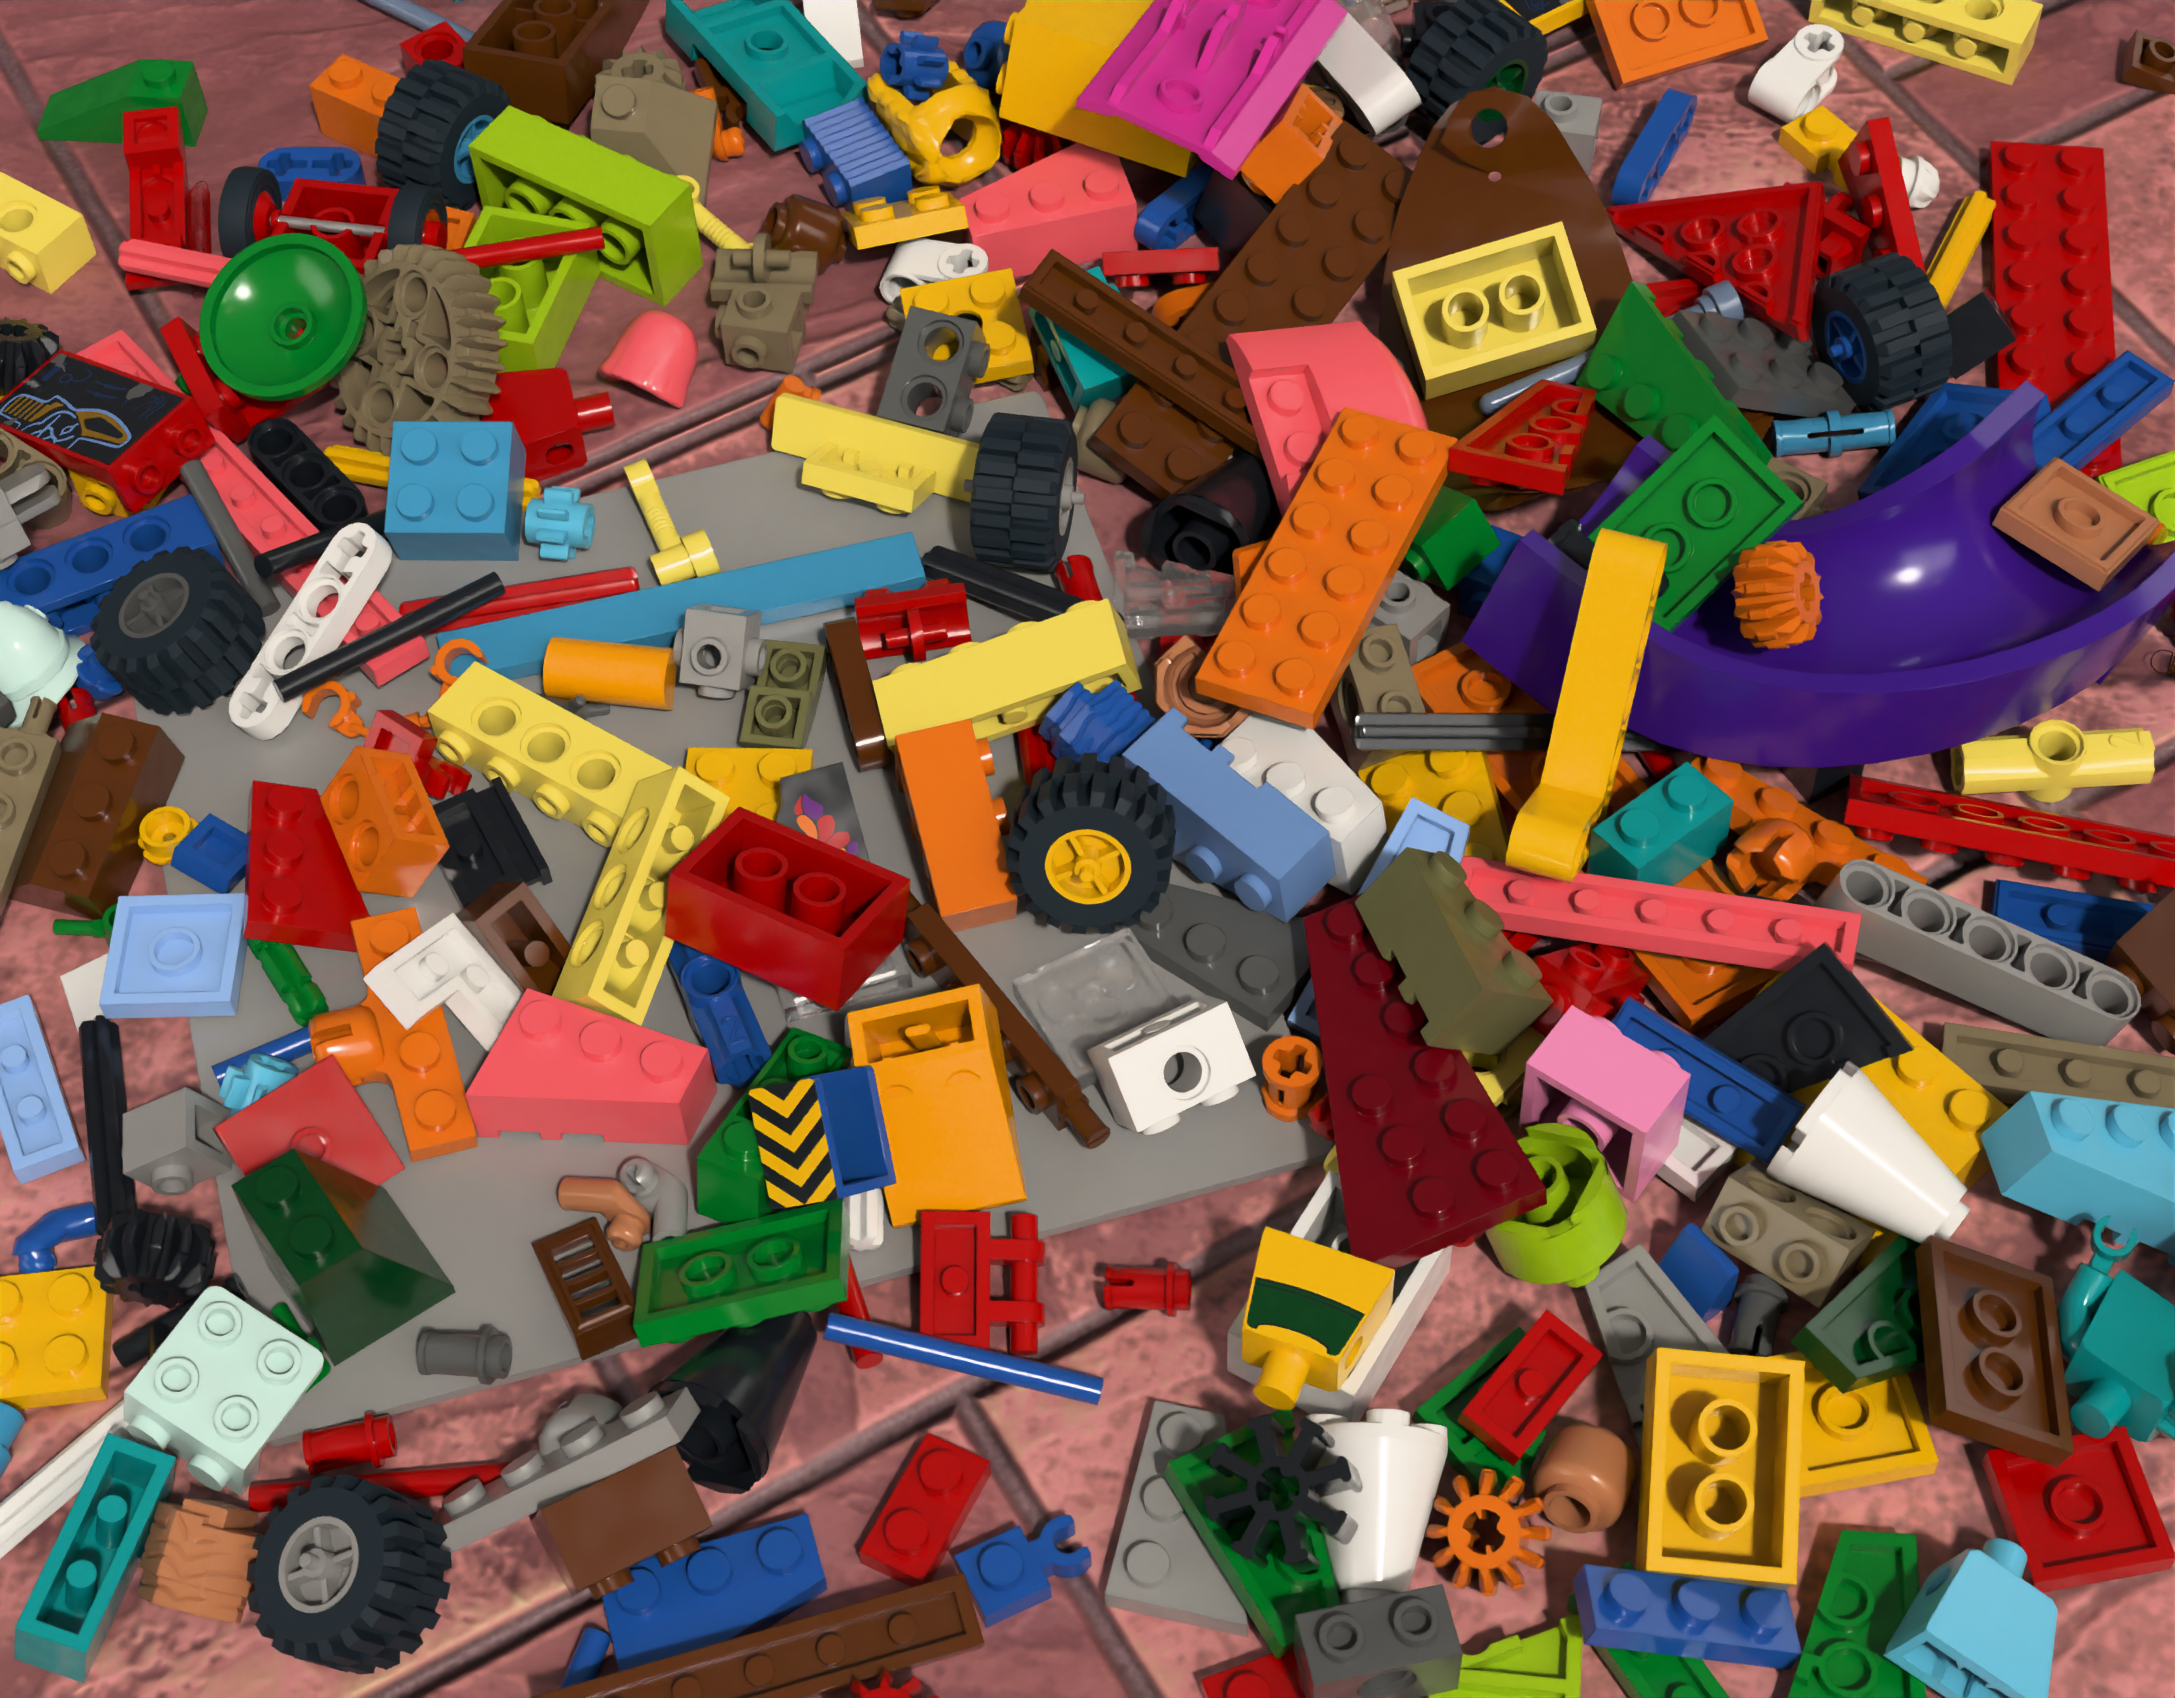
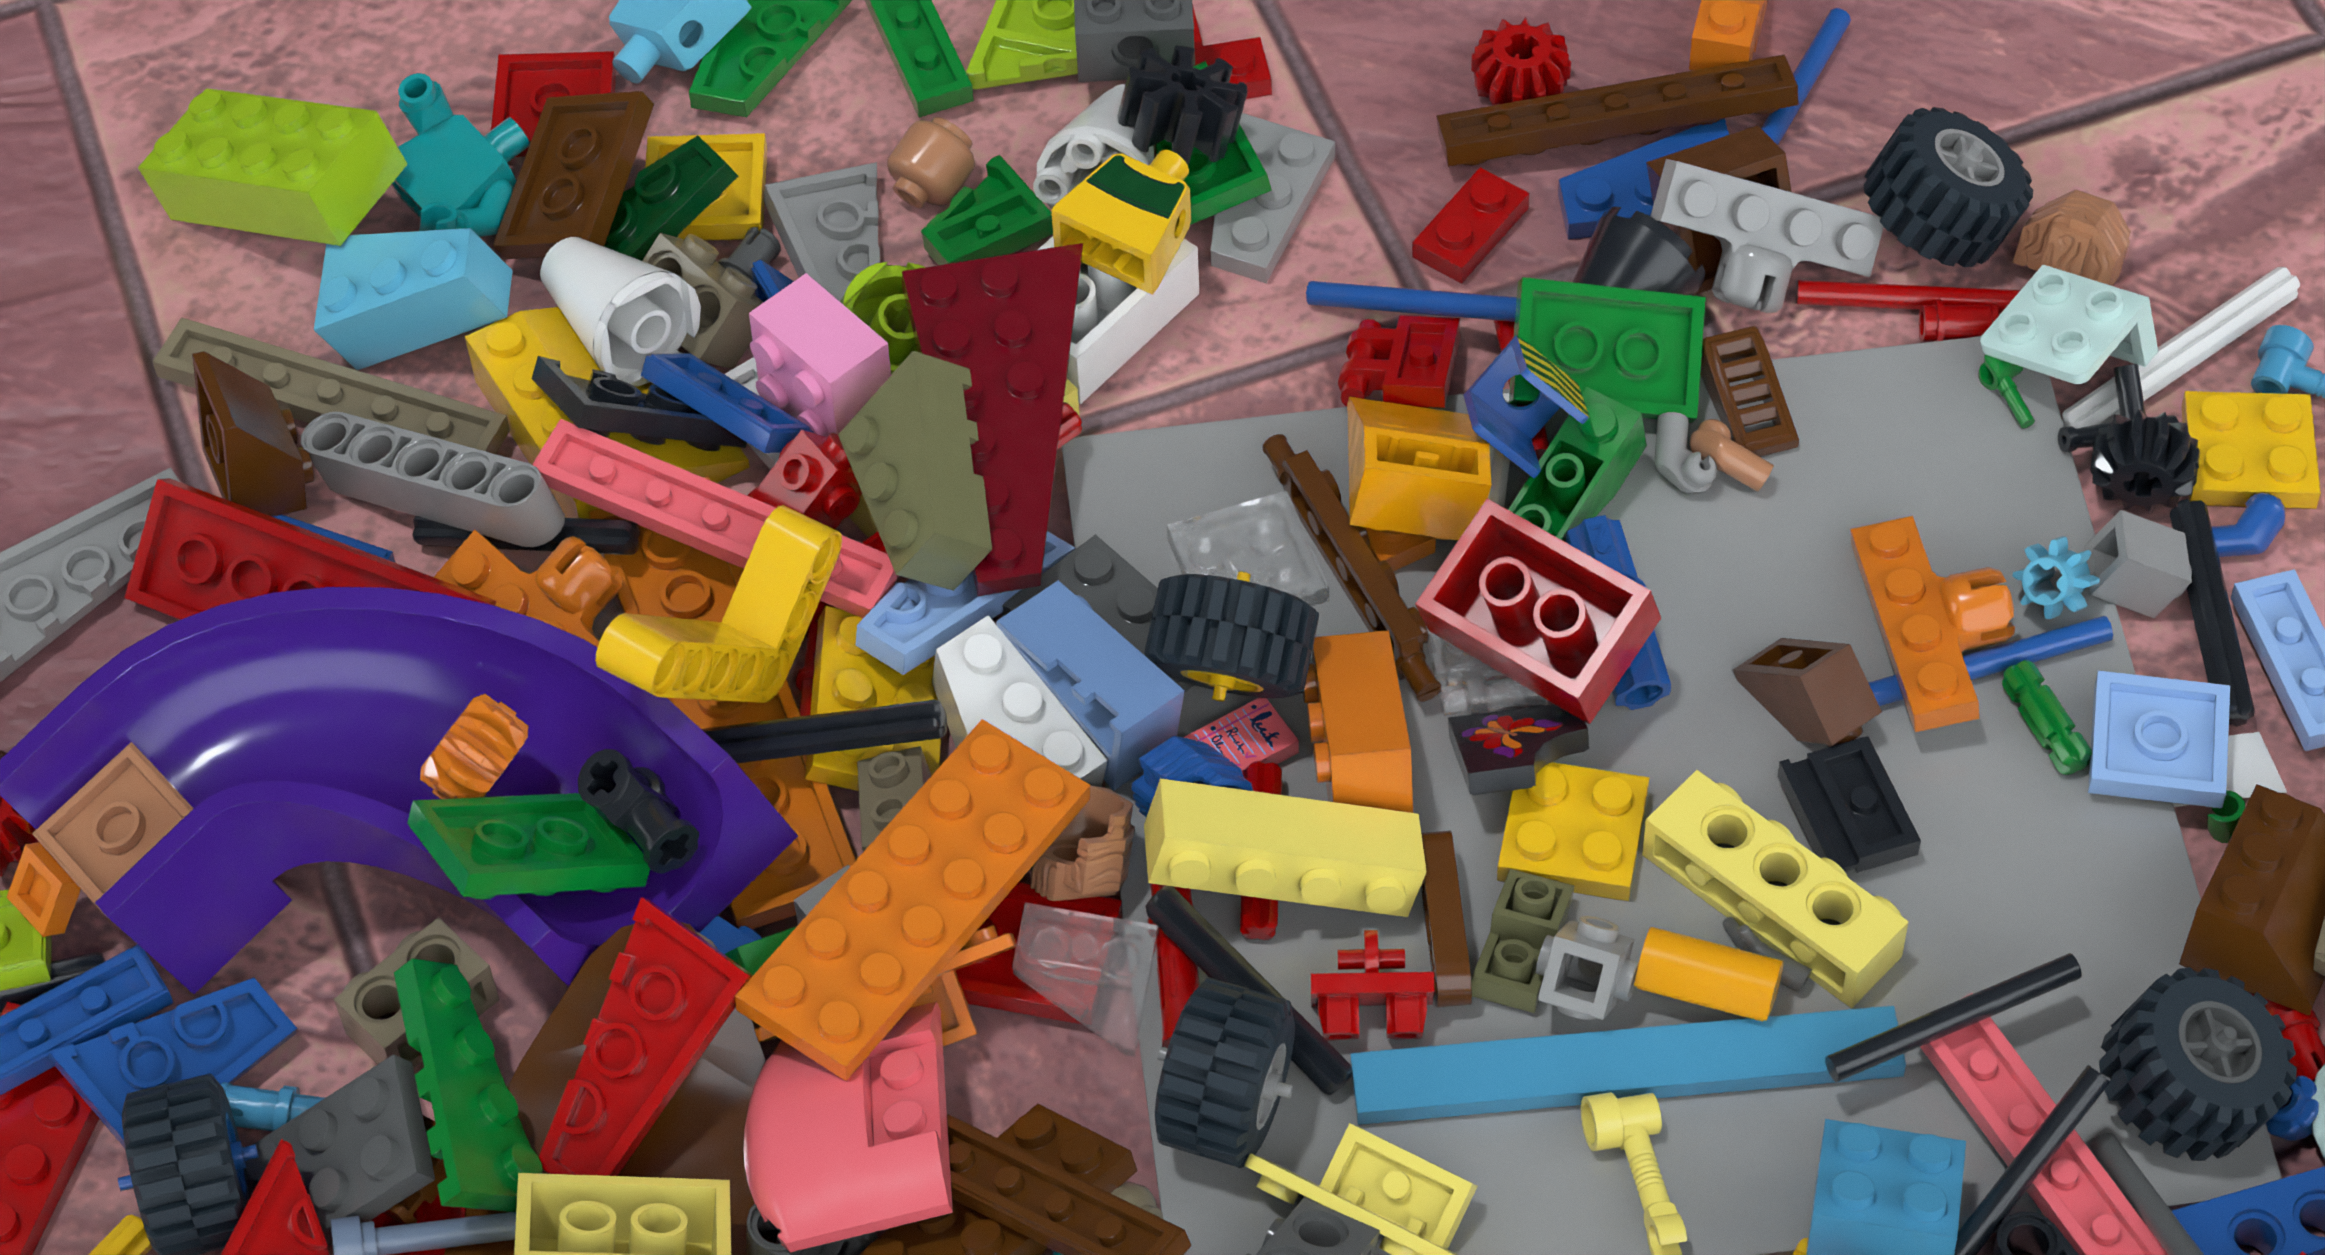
camera: 170 degrees left, 0 degrees up
(94, 1559) = (2169, 231): teal brick -> none
(161, 826) = (2183, 858): yellow plate -> none
(213, 854) = (2128, 832): blue plate -> none
(296, 872) = (2043, 802): red wing -> none
(302, 626) = (2042, 1044): white beam -> none
(314, 1115) = (2007, 516): plate -> none
(339, 1251) = (1969, 403): dark green slope -> none
(353, 726) = (1886, 997): orange piece -> none
(384, 822) = (1951, 819): orange brick -> none
(398, 734) = (1937, 917): red plate -> none
(450, 969) = (1889, 621): white plate -> none
(469, 1355) = (1857, 351): dark grey pin -> none
(538, 596) = (1811, 1102): red axle -> none
(560, 523) = (1763, 1171): medium azure gear -> none
(589, 1074) = (1741, 549): coral wedge -> none
(622, 934) = (1684, 679): light yellow brick -> none
(1012, 1575) = (1404, 174): blue plate -> none
(1134, 1064) = (1195, 480): white brick -> none
(1148, 1288) = (1253, 353): red pin -> none
(1212, 516) = (1015, 1061): black cone -> none
(1284, 1073) = (1087, 476): orange bush -> none
(1512, 1525) = (1016, 123): orange gear -> none
(1530, 1387) = (956, 203): red plate -> none
(1663, 830) = (684, 587): teal brick -> none
(1686, 1617) = (888, 52): blue plate -> none
(1721, 1467) = (827, 120): yellow brick -> none
(1977, 332) = (78, 1177): black brick -> none

